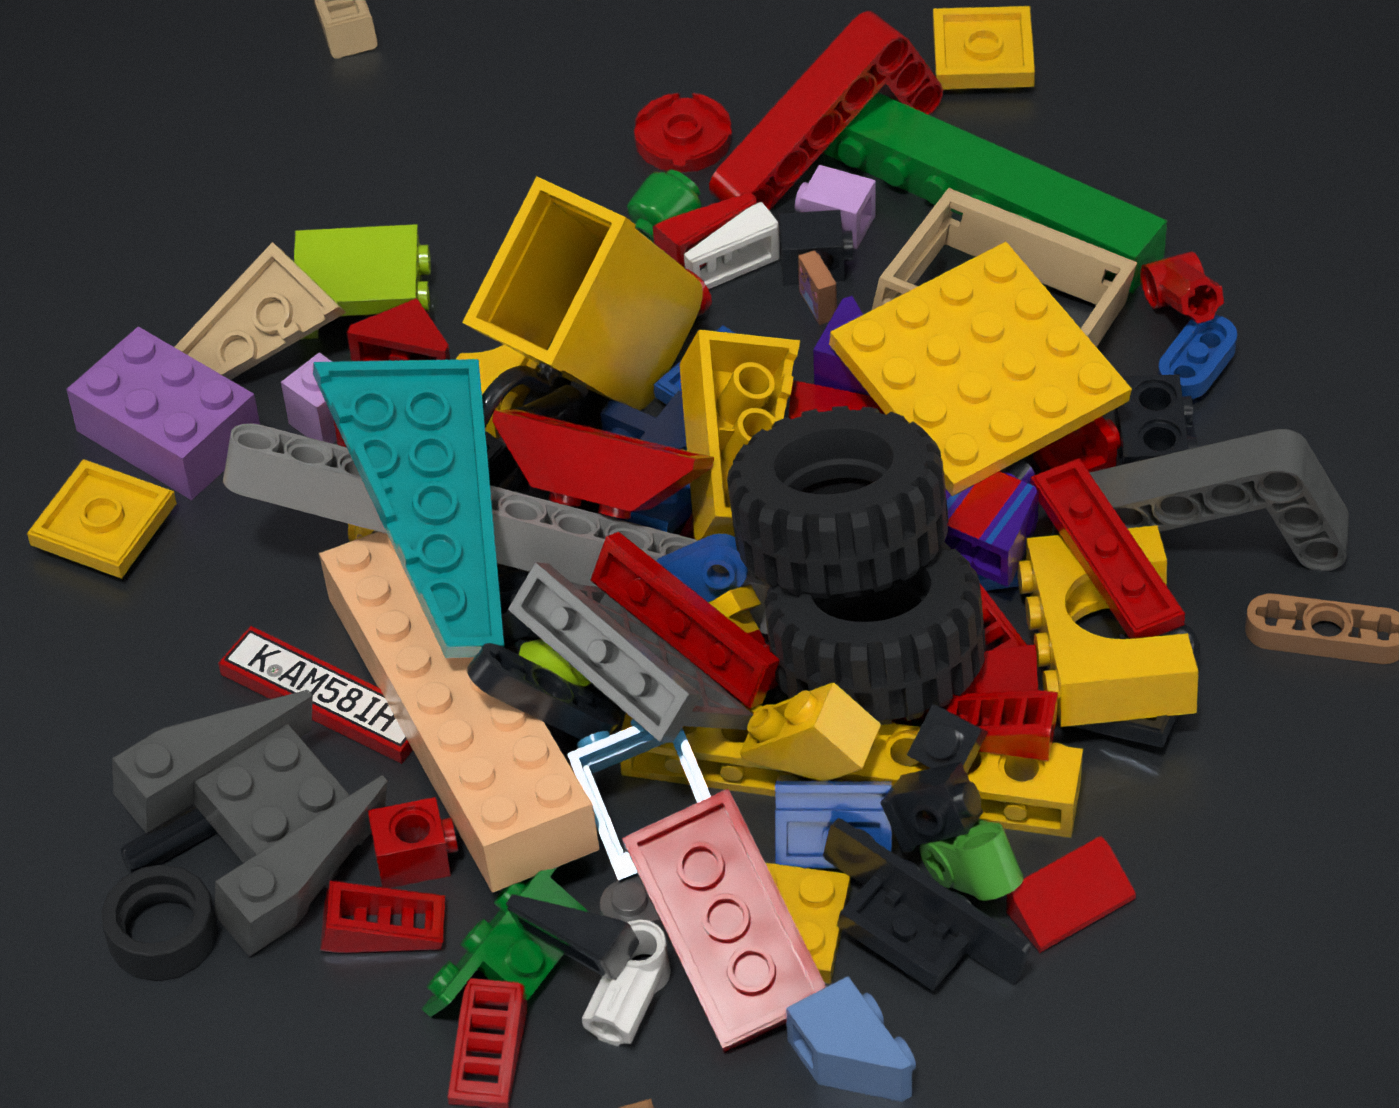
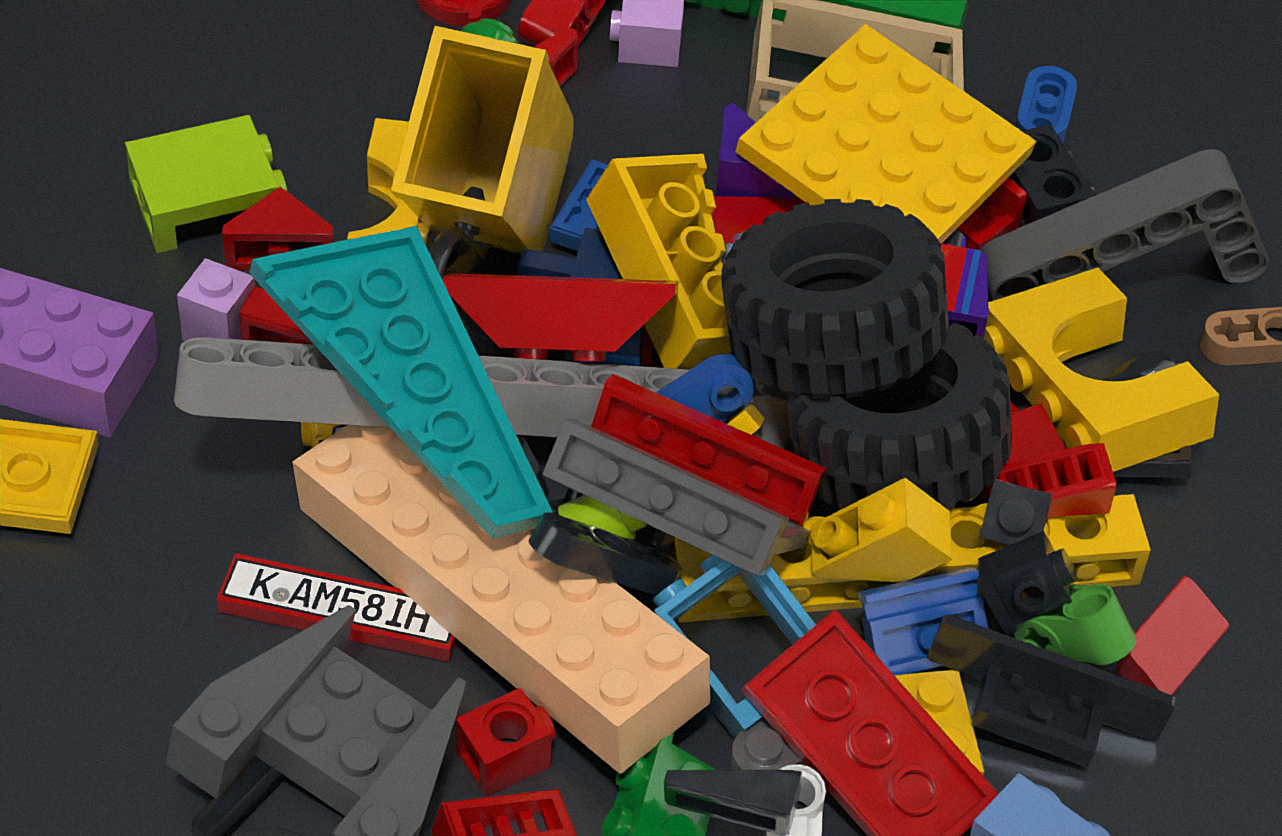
camera: 25 degrees left, 0 degrees up
(259, 316) = (125, 231): tan wing -> none
(739, 246) = (583, 72): white slope -> none
(814, 231) = (644, 70): black brick -> none
(817, 286) = (665, 107): nougat tile -> none
(1107, 551) = (1074, 300): red tile -> none
(1183, 285) = (1008, 45): red piece -> none

